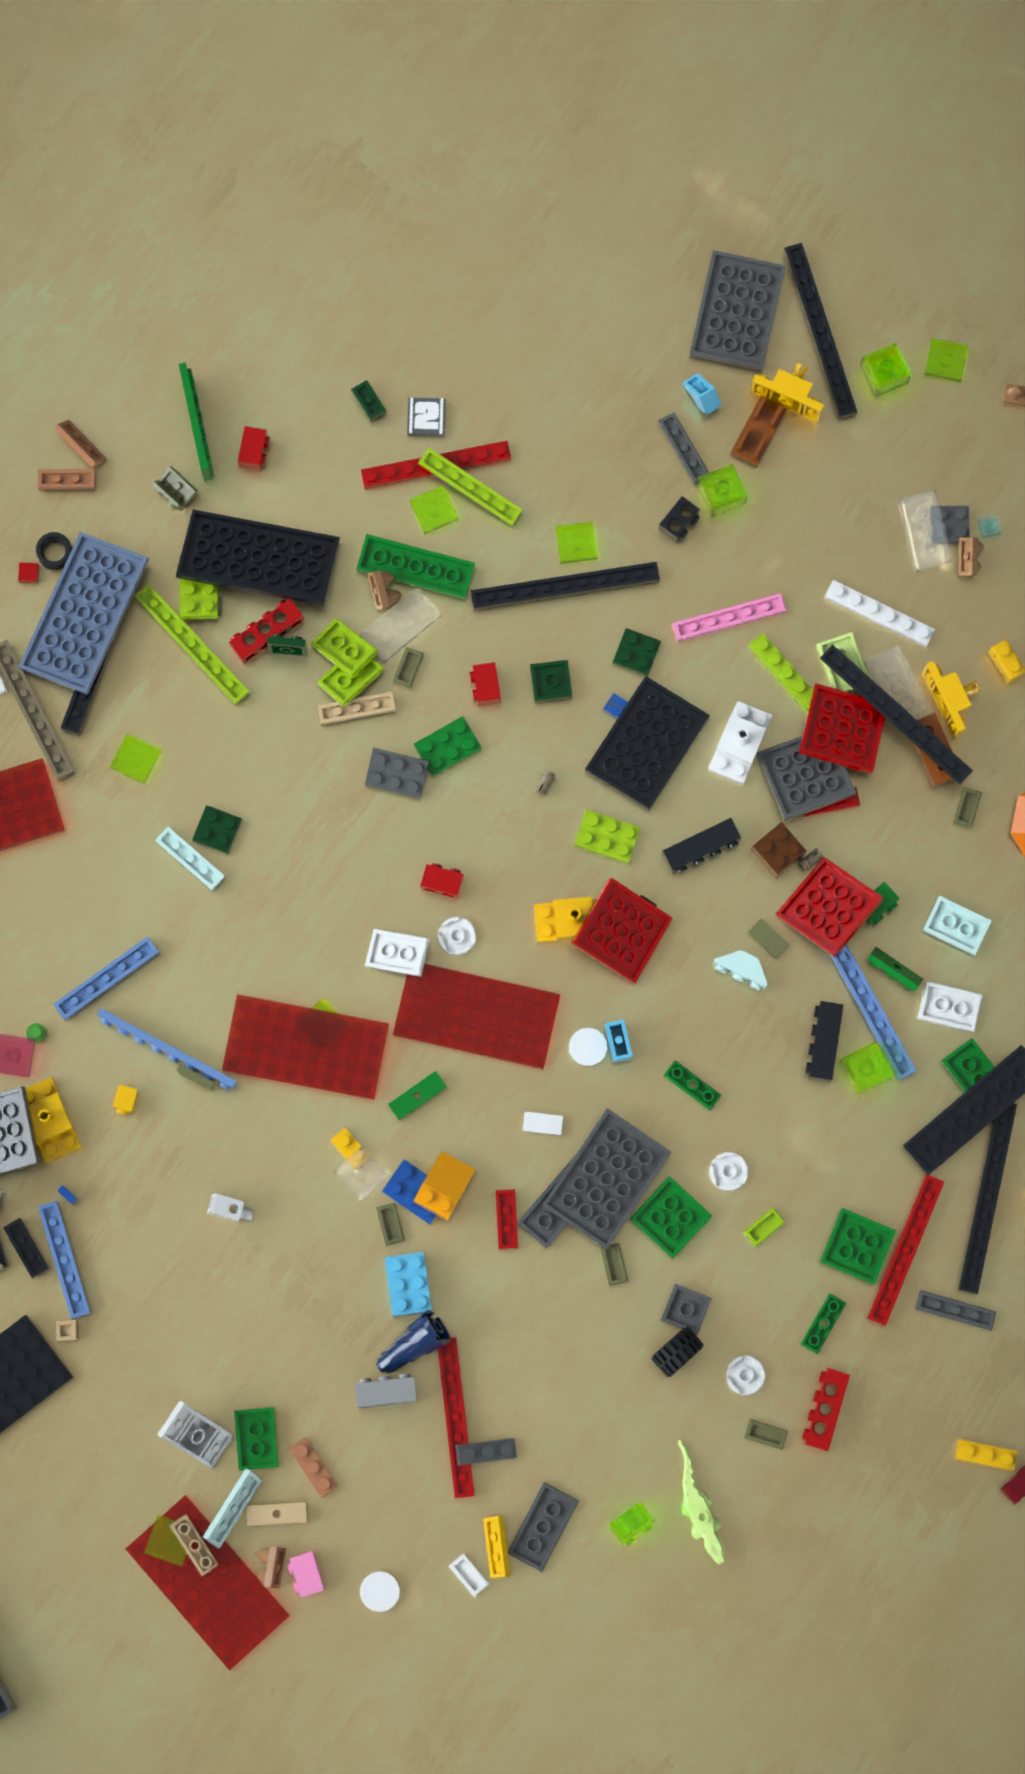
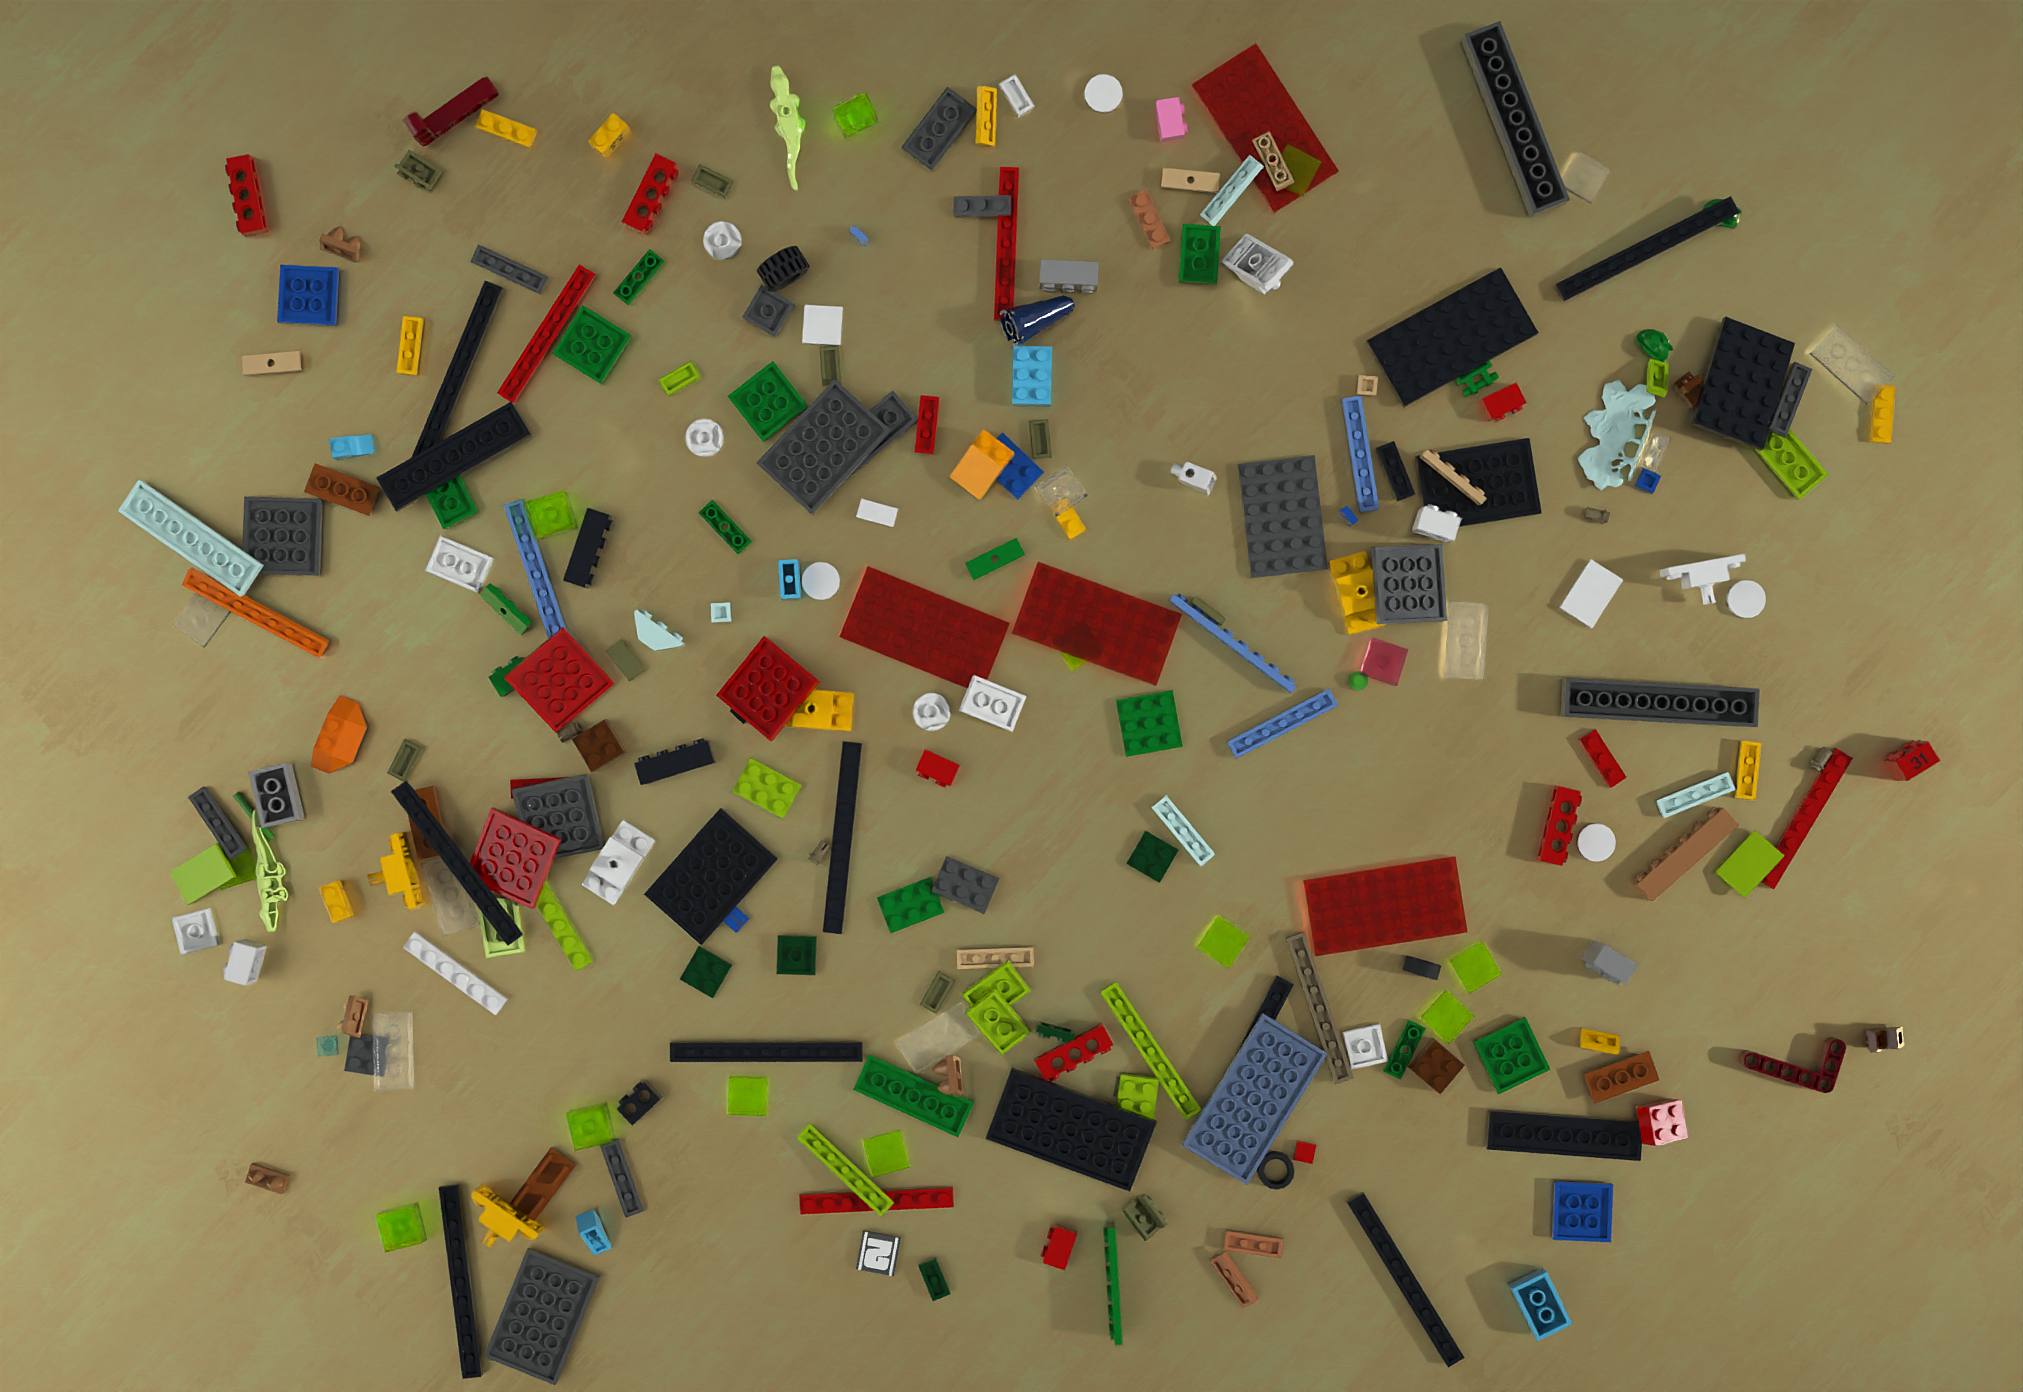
camera: 170 degrees left, 10 degrees up
(125, 1100) = (1279, 599): yellow brick -> none
(134, 1184) = (1282, 516): none -> dark grey plate
(239, 958) = (1149, 723): none -> green plate
(274, 1559) = (1198, 139): medium nougat tile -> none
(486, 684) = (862, 962): red brick -> none
(525, 801) = (842, 837): none -> black plate
(607, 1401) = (859, 235): none -> medium blue tile
(629, 1304) = (822, 325): none -> white tile
(681, 999) = (720, 612): none -> light aqua plate
(729, 617) = (606, 993): bright pink tile -> none
(879, 1463) = (609, 135): none -> yellow brick
(946, 360) = (337, 1229): clear neon green tile -> none
(957, 925) = (437, 643): light aqua plate -> none

